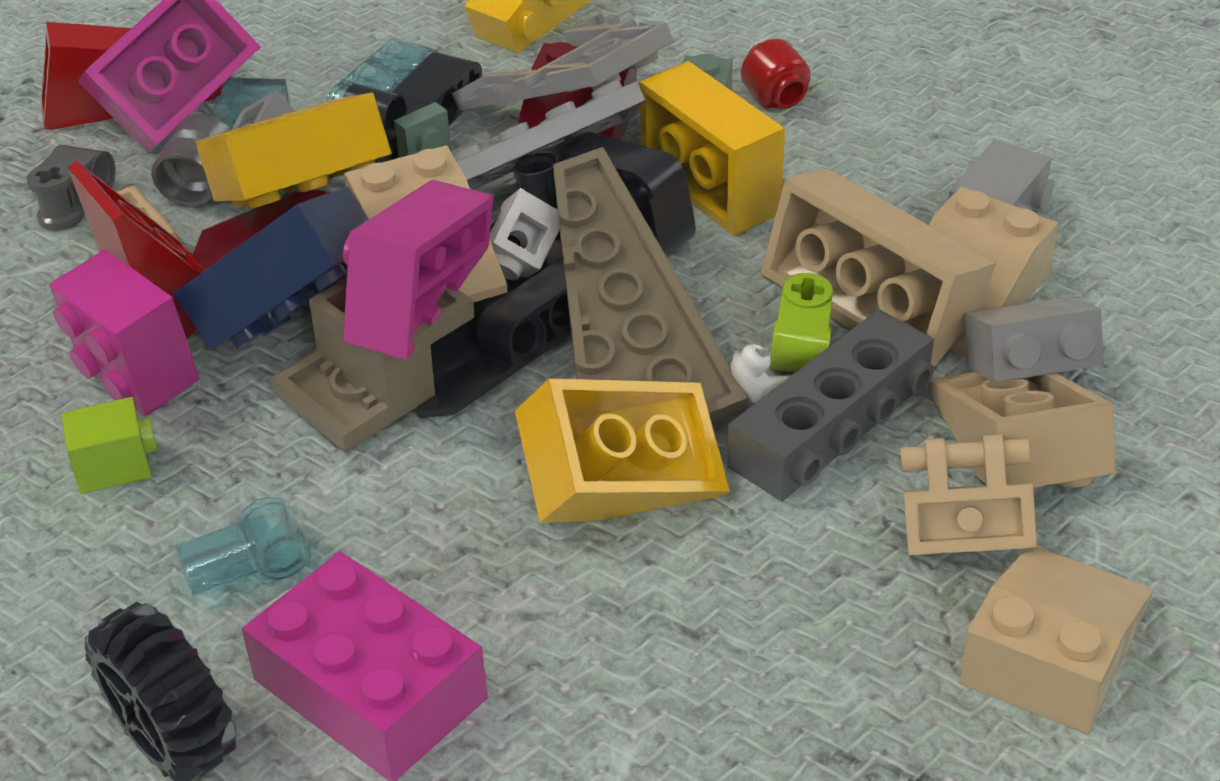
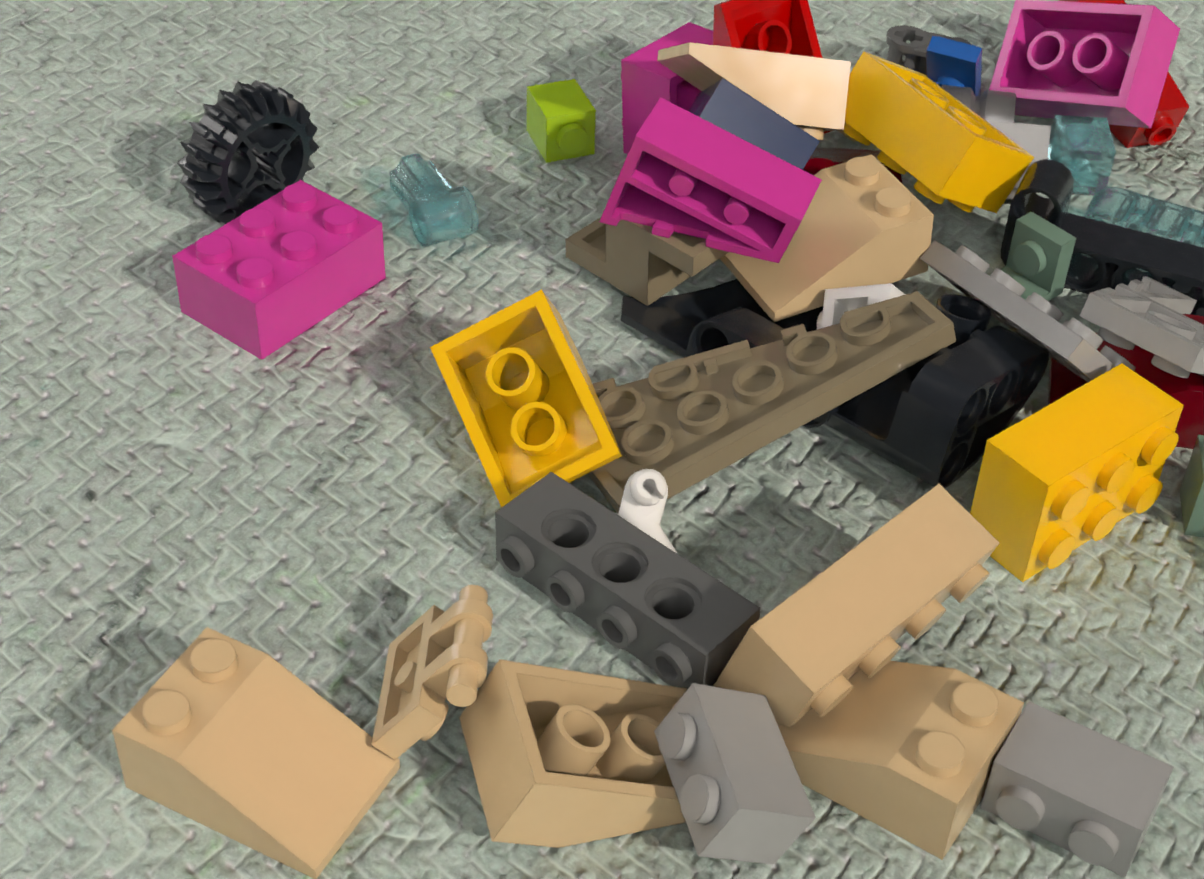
camera: 85 degrees right, 0 degrees up
(135, 150) = (954, 63): none -> blue plate
(221, 215) = (797, 87): none -> tan slope
(802, 322) = (754, 557): lime piece -> none

